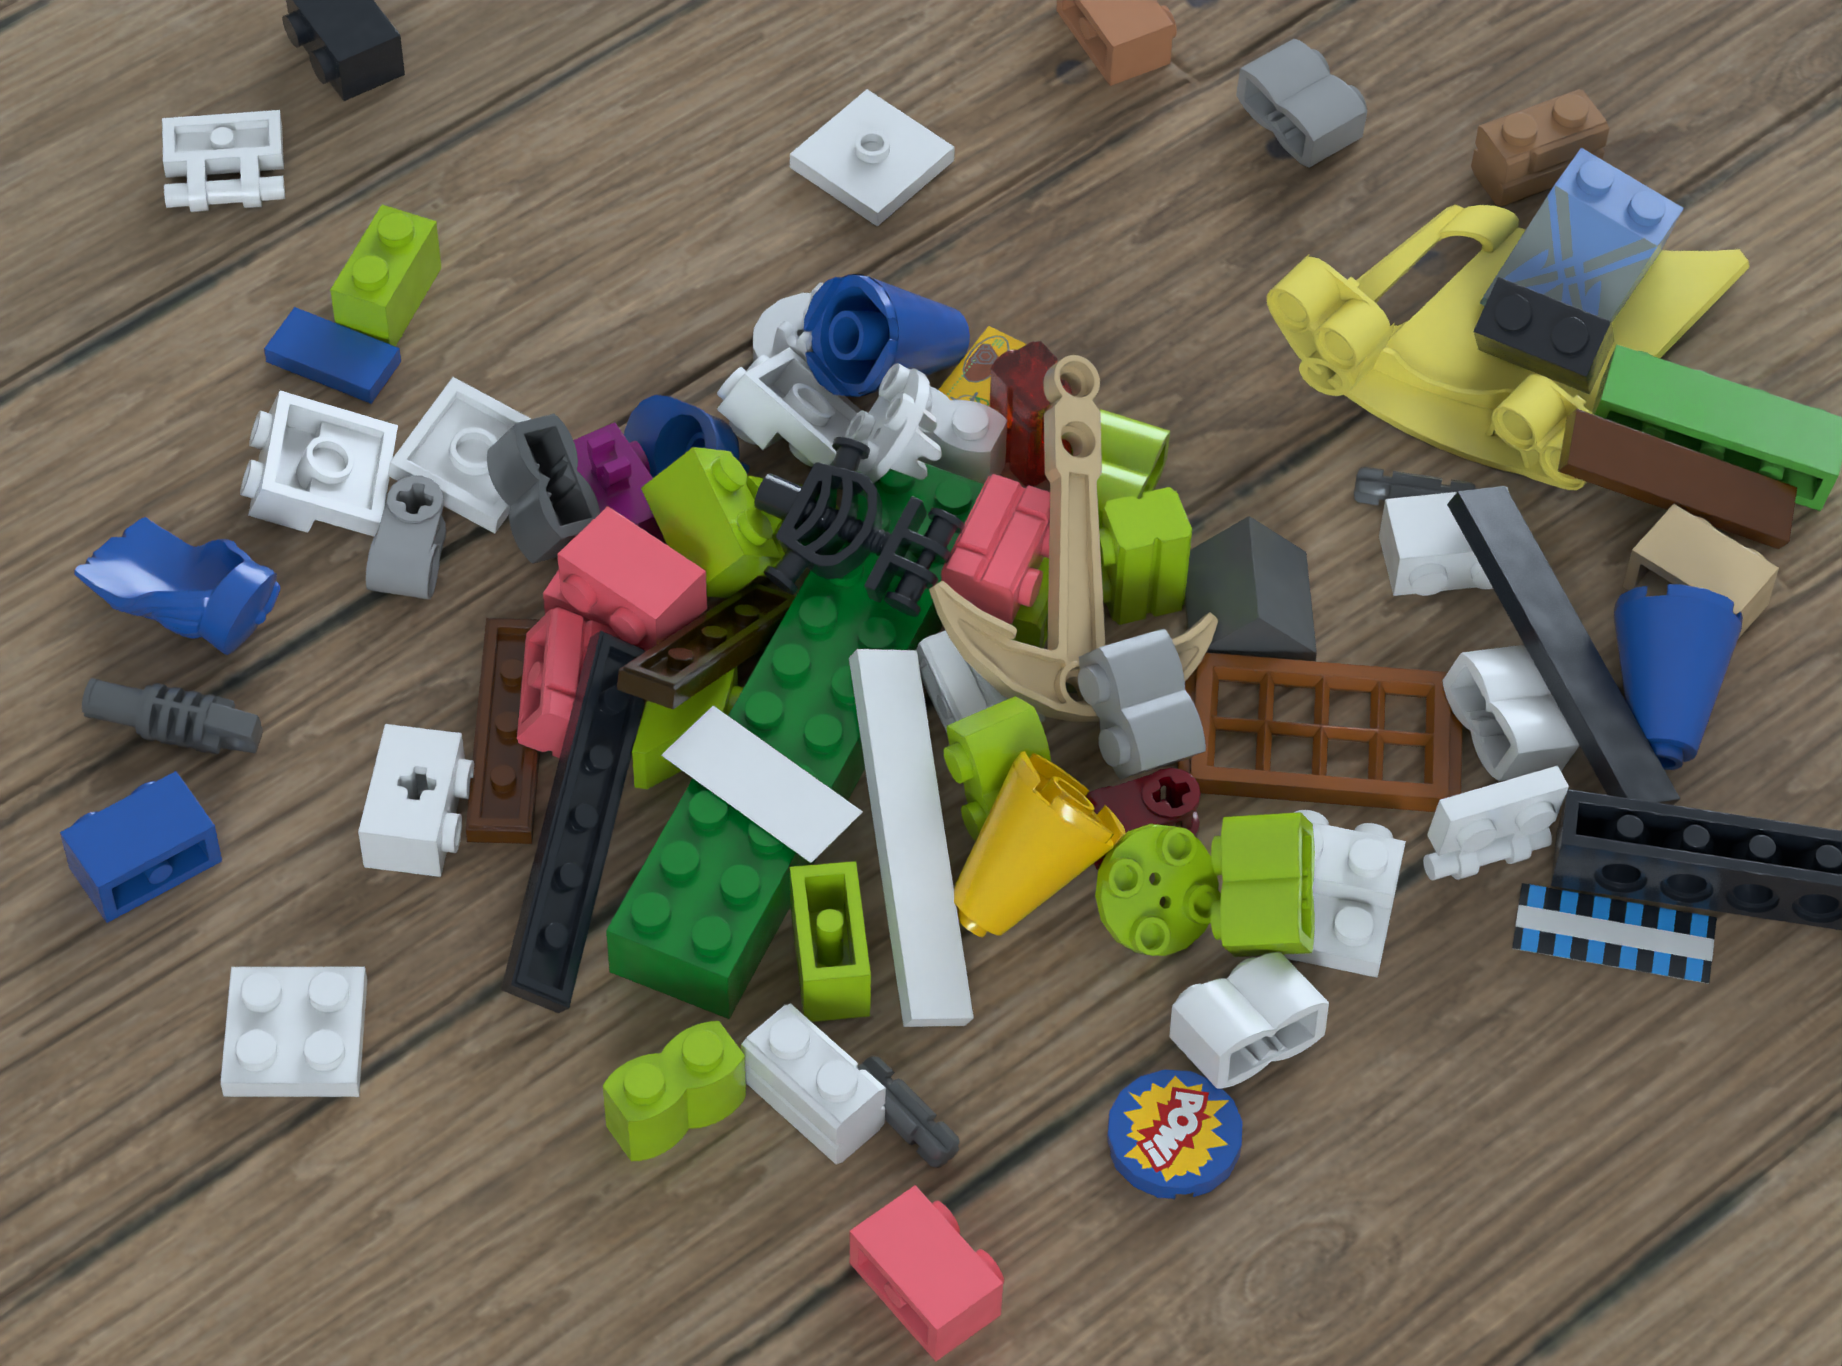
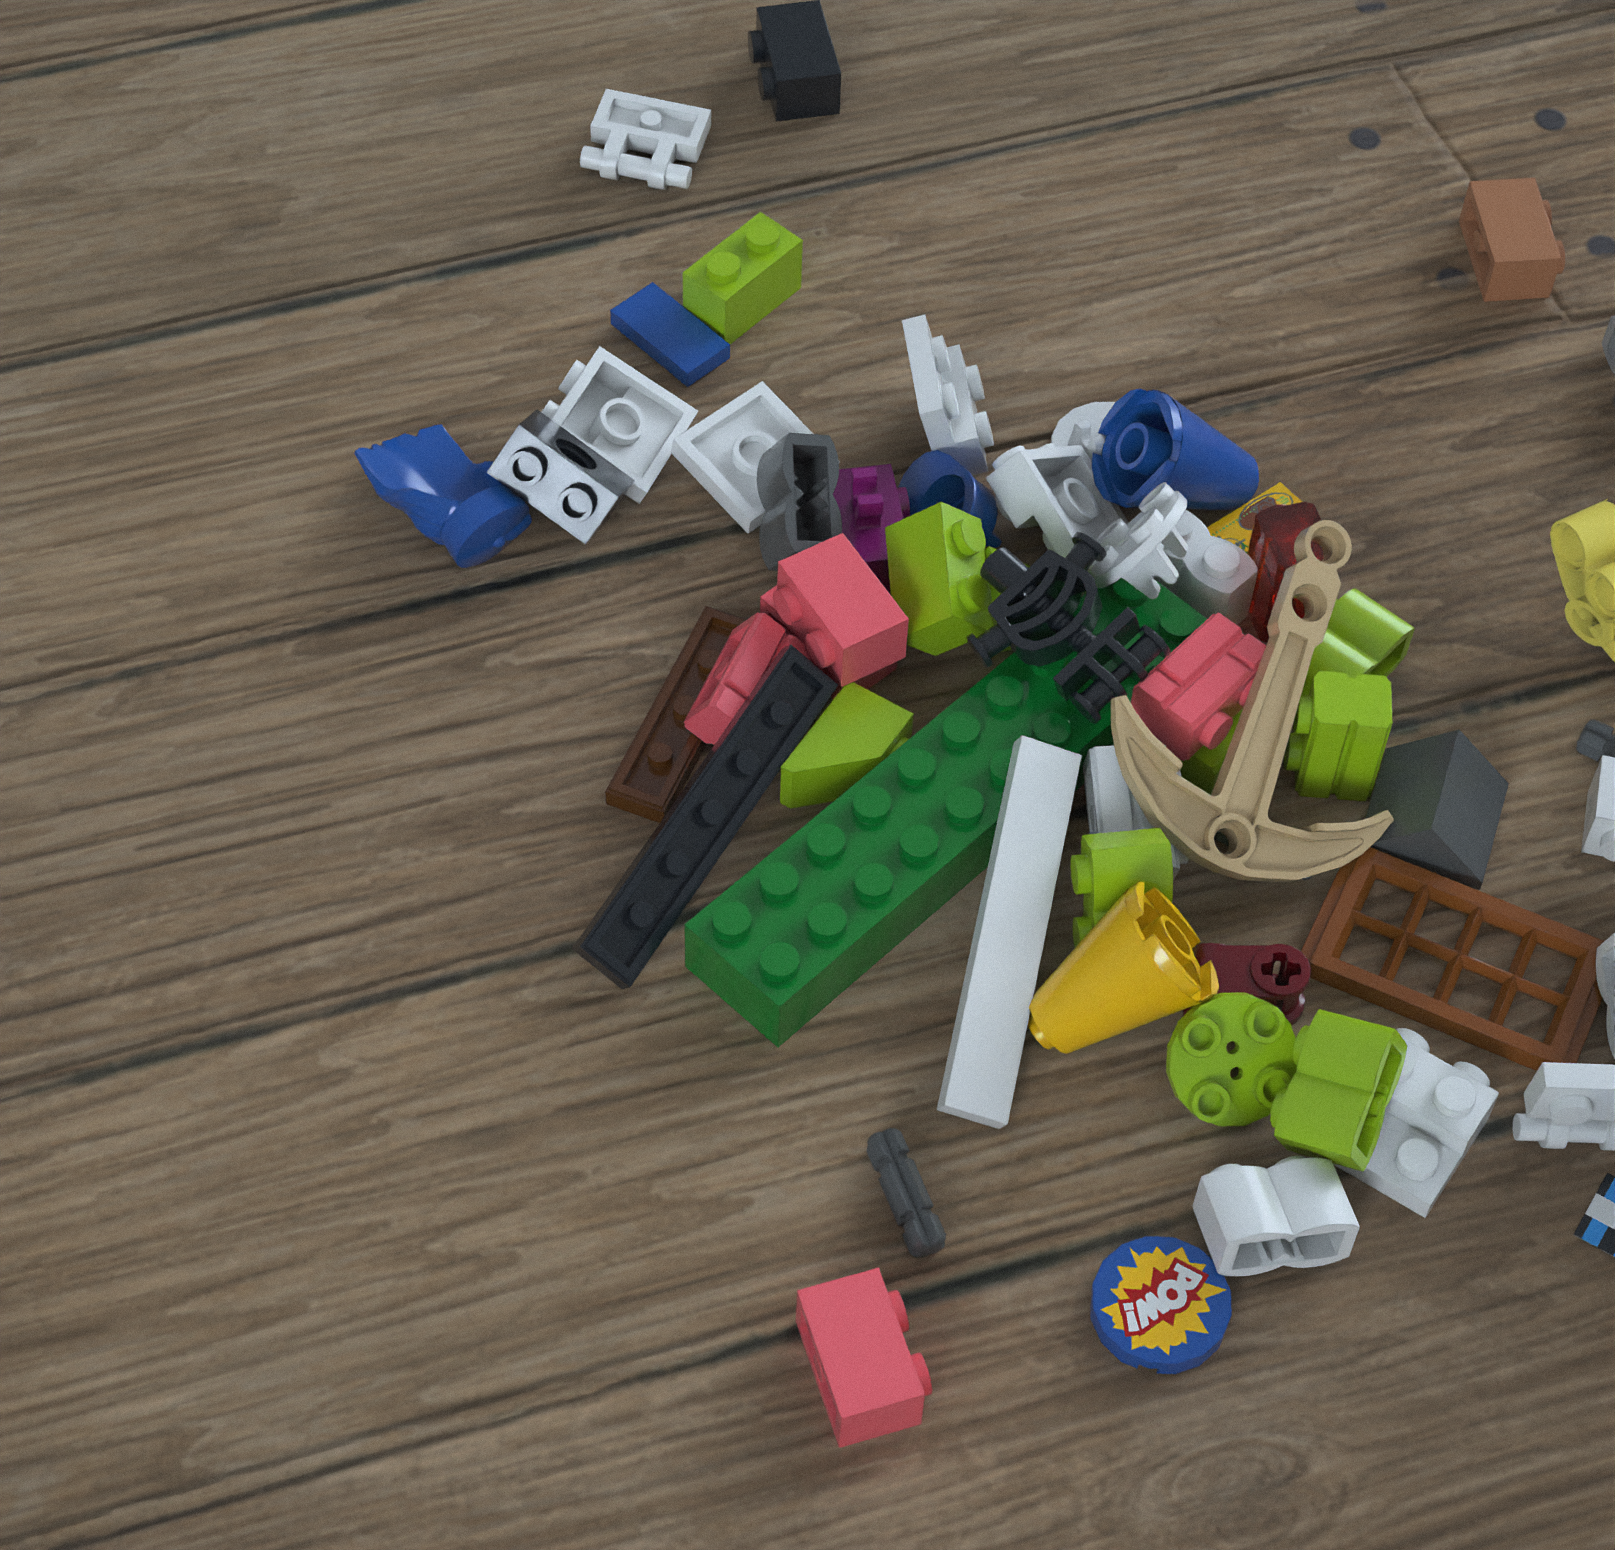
camera: 20 degrees right, 0 degrees up
(141, 846) = (308, 712): blue brick -> none
(174, 716) = (390, 606): dark grey hinge -> none
(294, 1032) = (373, 926): white plate -> none
(297, 533) = (560, 476): none -> brick
(408, 540) = (663, 515): light grey piece -> none
(414, 800) = (568, 749): white brick -> none
(642, 338) = (947, 397): none -> white plate
(666, 1093) = (702, 1097): lime brick -> none
(706, 647) = (884, 692): dark brown tile -> none
(762, 784) = (885, 835): white sticker -> none
(813, 1083) = (825, 1135): white brick -> none
(830, 941) = (894, 1005): lime brick -> none
(872, 157) = (1232, 301): white plate -> none
(1141, 704) = (1282, 874): light grey brick -> none

